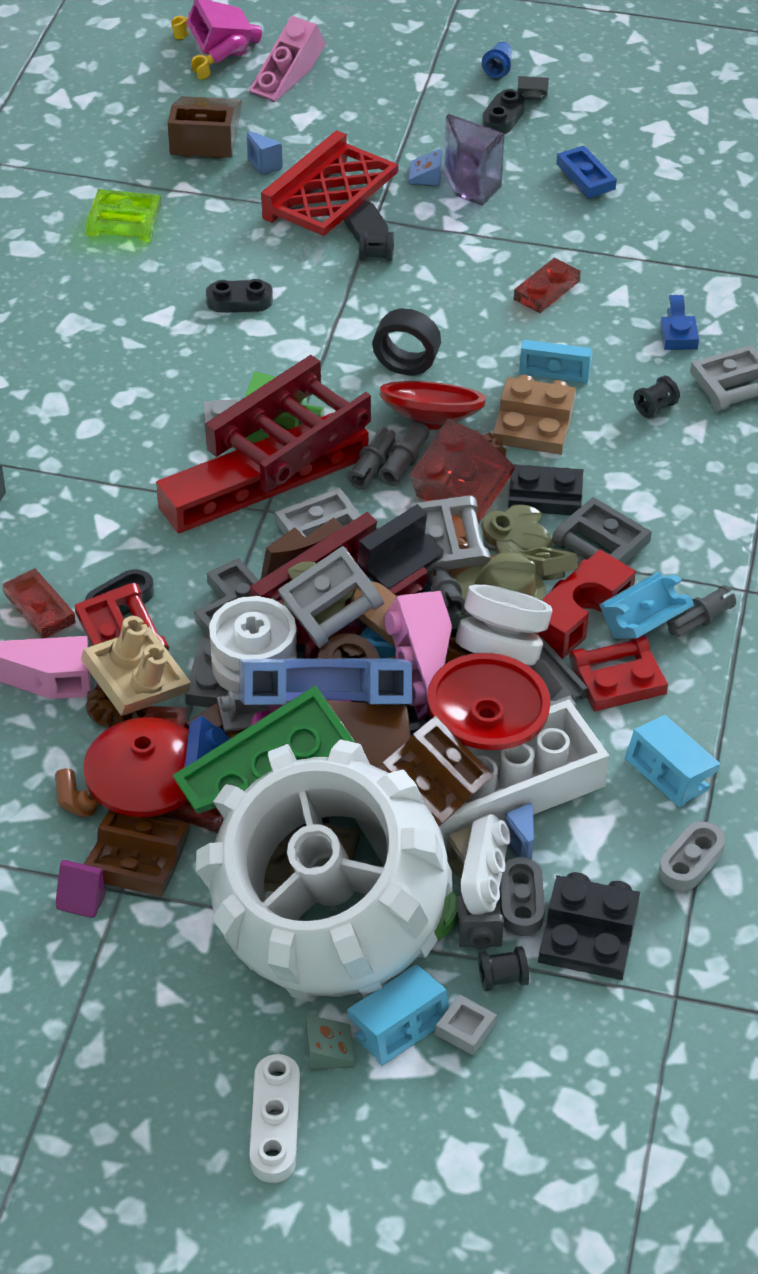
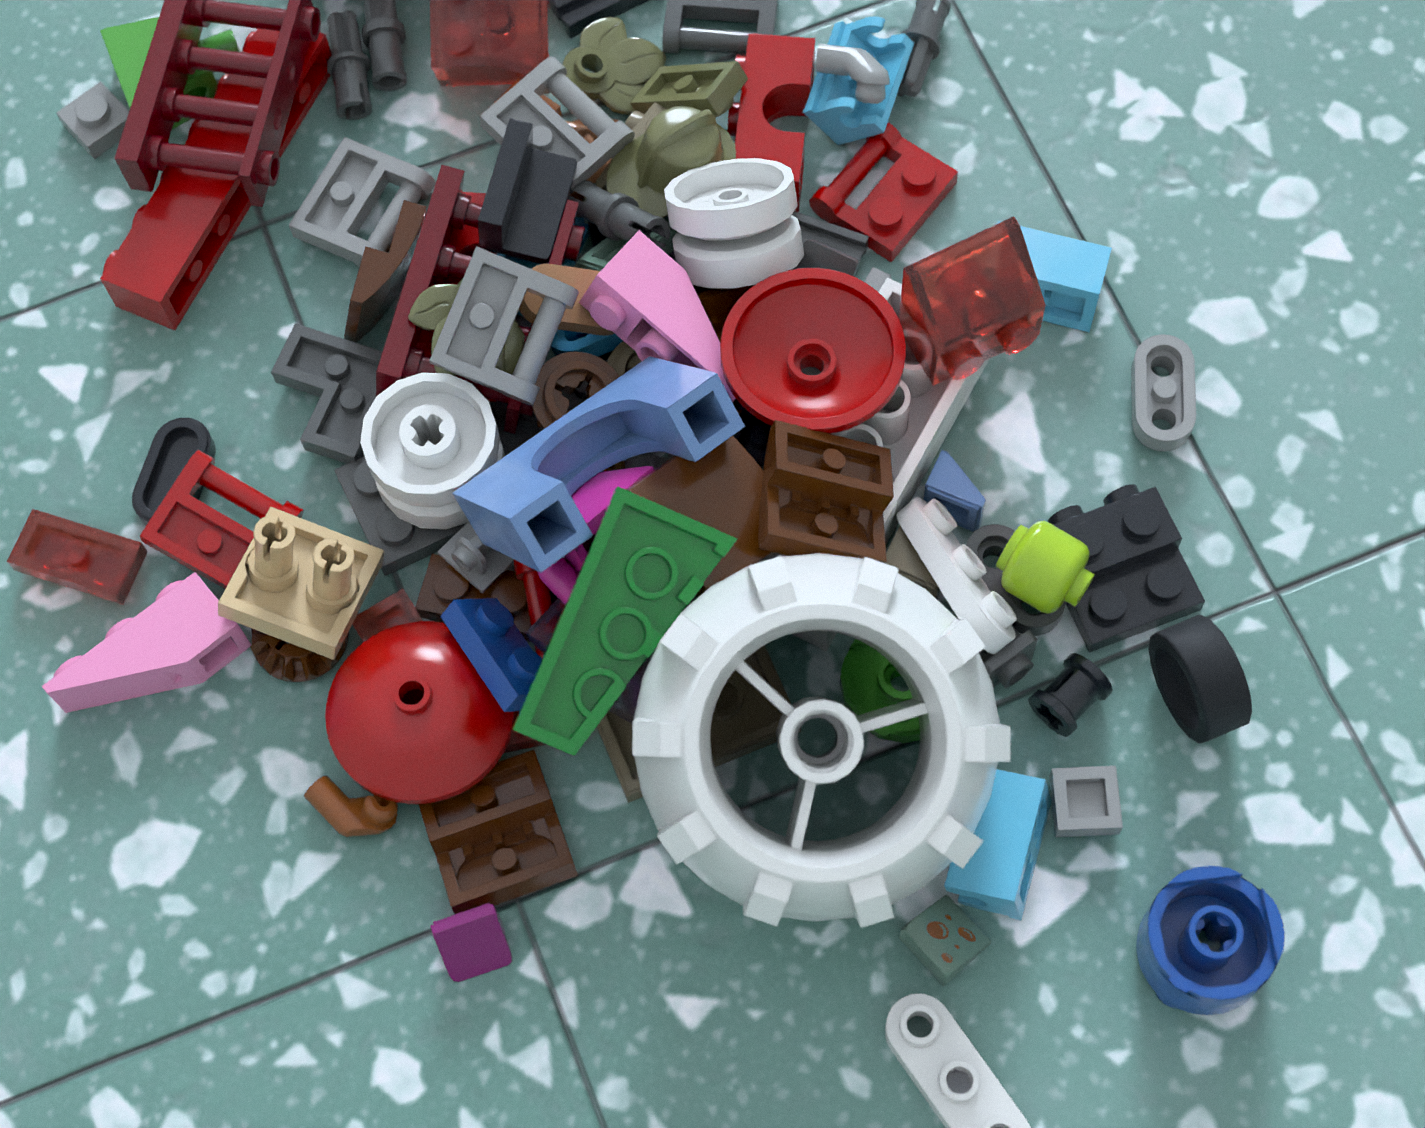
camera: 30 degrees left, 20 degrees up
(471, 1126) = (1229, 912): none -> blue brick
(535, 886) = (1045, 567): none -> lime head
(579, 996) = (1200, 678): none -> black tyre
(594, 722) = (971, 302): none -> clear red slope
(644, 592) = (857, 64): none -> light grey arm

